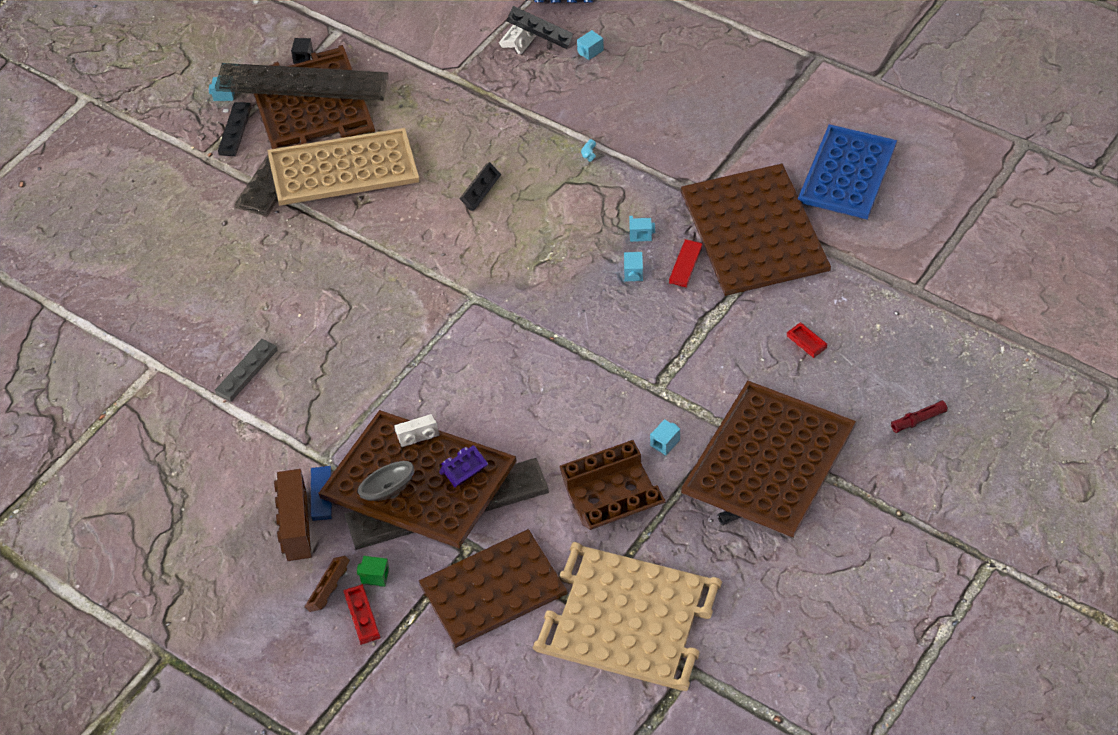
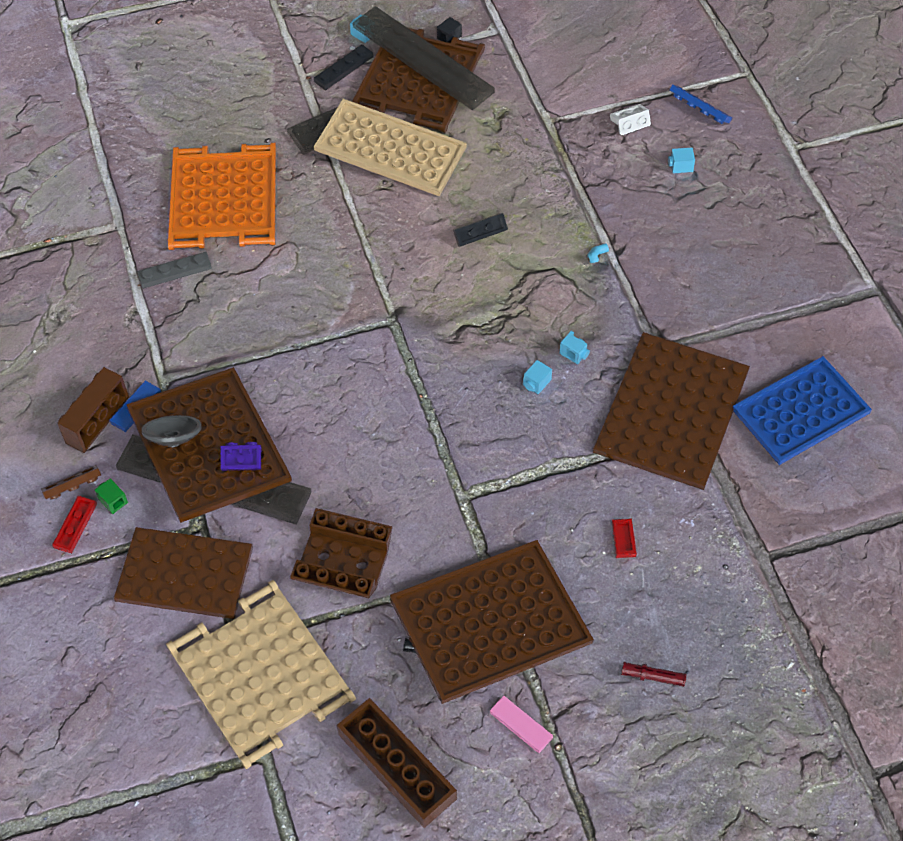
camera: 35 degrees right, 5 degrees up
(230, 287) = (222, 195): none -> orange plate
(416, 430) = (240, 403): white bracket -> none
(539, 27) = (651, 120): black plate -> none
(665, 437) = (426, 542): medium azure brick -> none
(685, 263) = (585, 402): red tile -> none
(799, 600) = (397, 762): none -> reddish brown brick
(859, 515) = (521, 724): none -> bright pink tile

